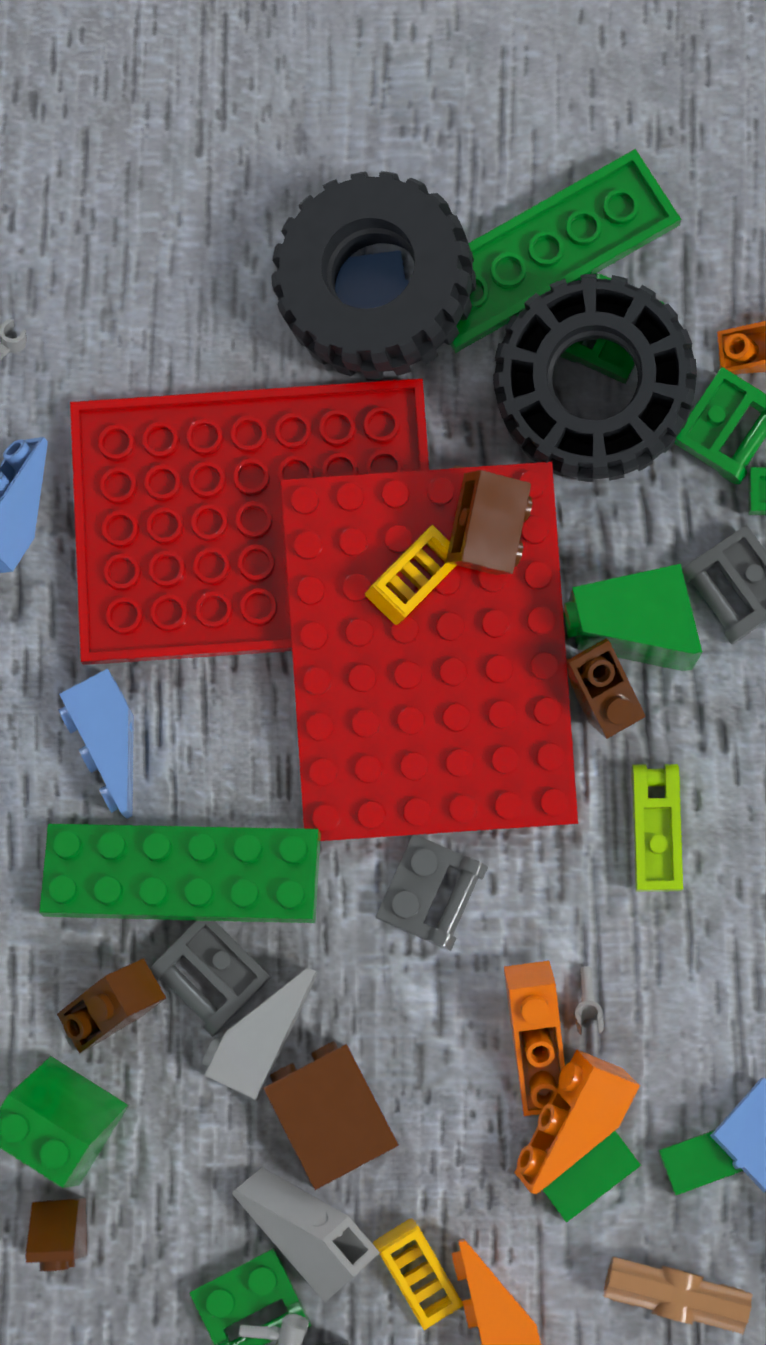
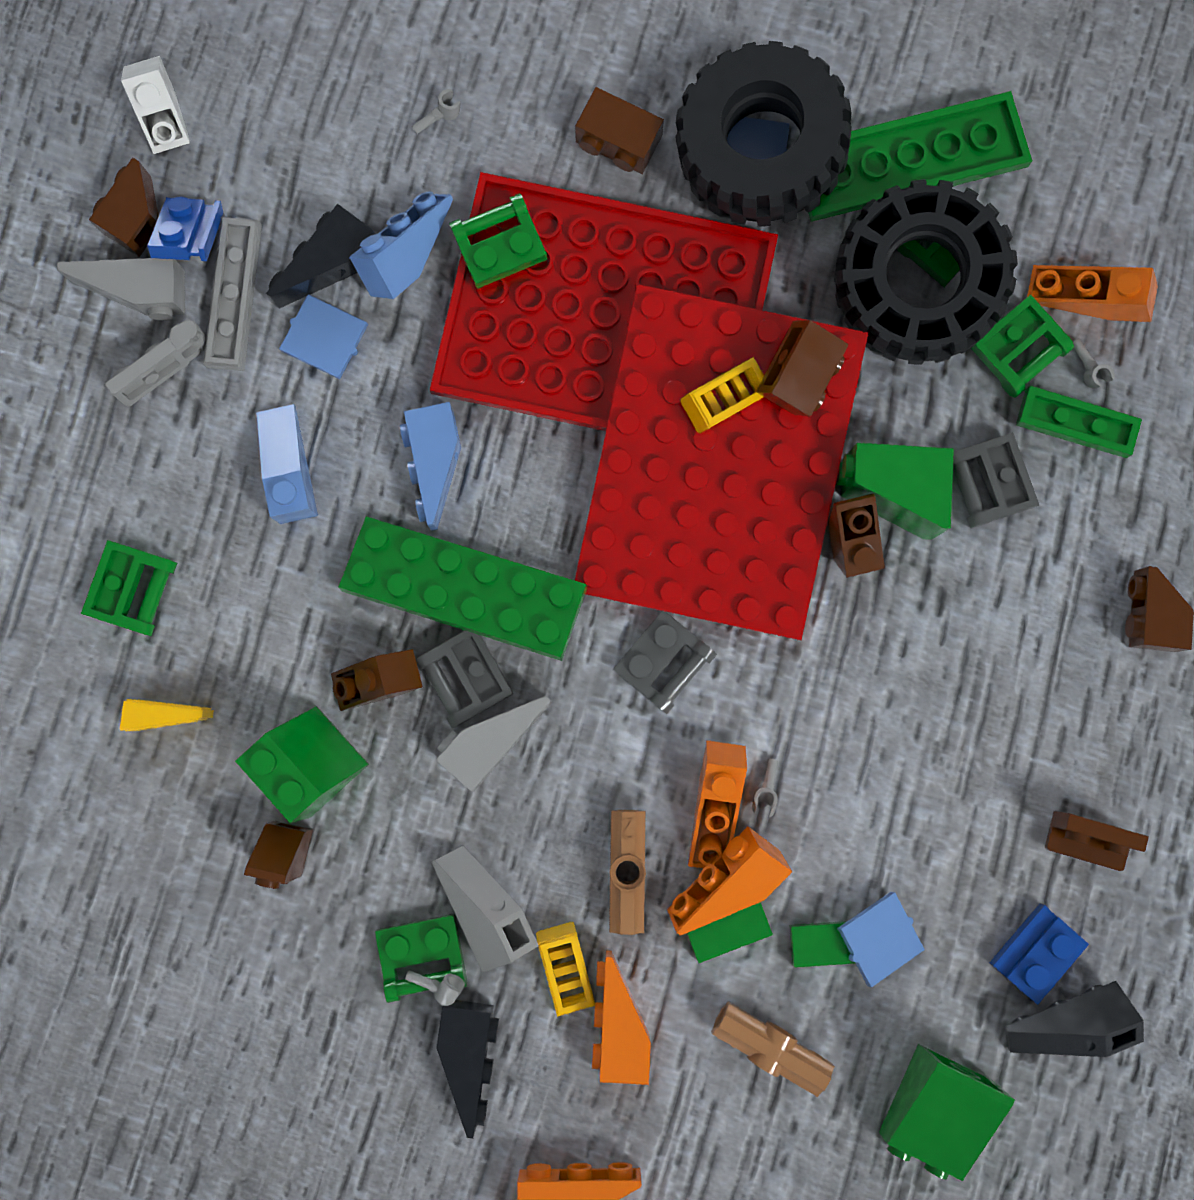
camera: 10 degrees right, 5 degrees up
(119, 486) = (503, 252): none -> green plate
(212, 314) = (618, 131): none -> reddish brown brick
(329, 1114) = (529, 821): reddish brown panel -> none
(463, 1171) = (627, 897): none -> medium nougat piece
(657, 829) = (865, 663): lime plate -> none

